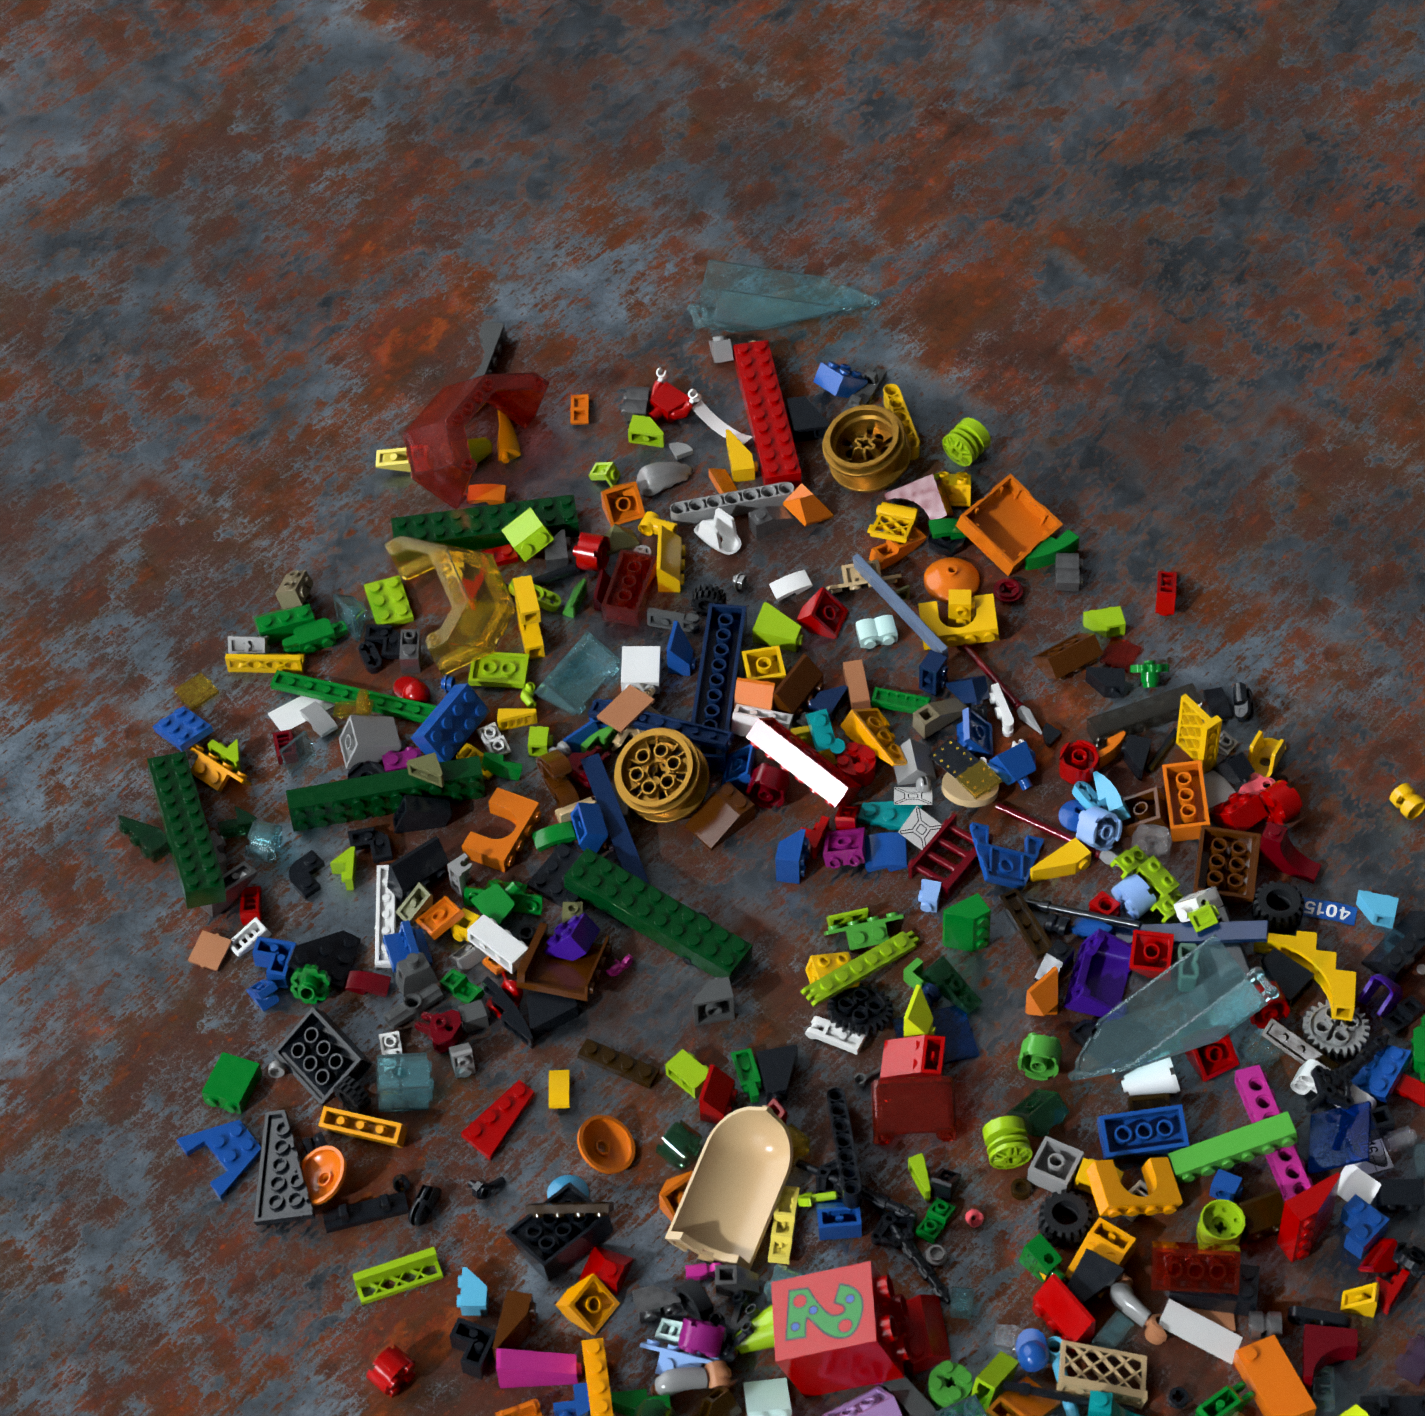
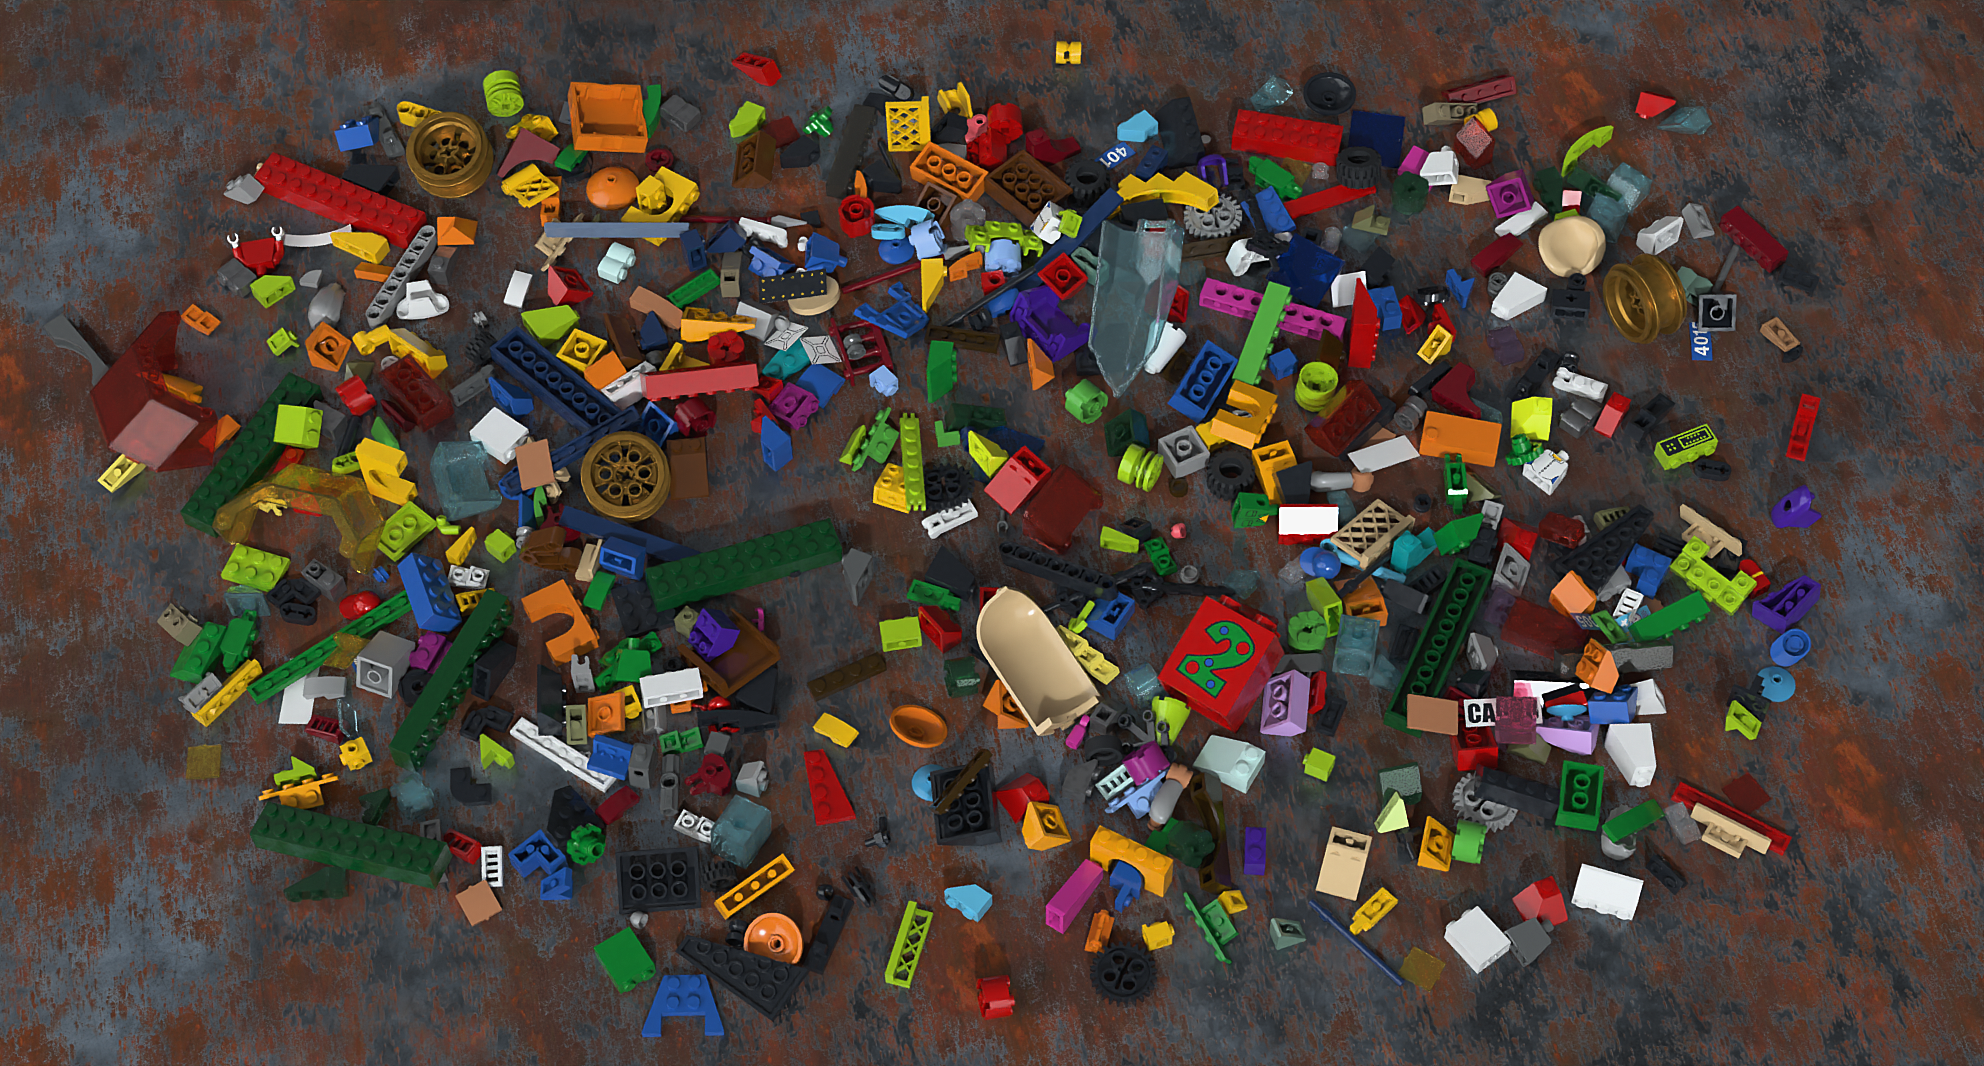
camera: 55 degrees left, 5 degrees up
(182, 728) = (238, 791): blue plate -> none
(273, 778) = (355, 754): none -> yellow brick
(427, 769) = (471, 629): olive slope -> none
(477, 1345) = (1022, 922): black brick -> none
(494, 763) = (503, 585): green slope -> none
(515, 1321) = (1021, 883): reddish brown slope -> none
(765, 298) = (232, 127): clear light blue windscreen -> none
(822, 732) = (686, 349): teal hinge -> none
(937, 850) = (854, 345): none -> dark grey wheel
(978, 779) = (817, 282): clear yellow piece -> none
(1097, 874) = (959, 268): none -> orange slope
(1347, 943) = (1152, 163): none -> dark blue brick

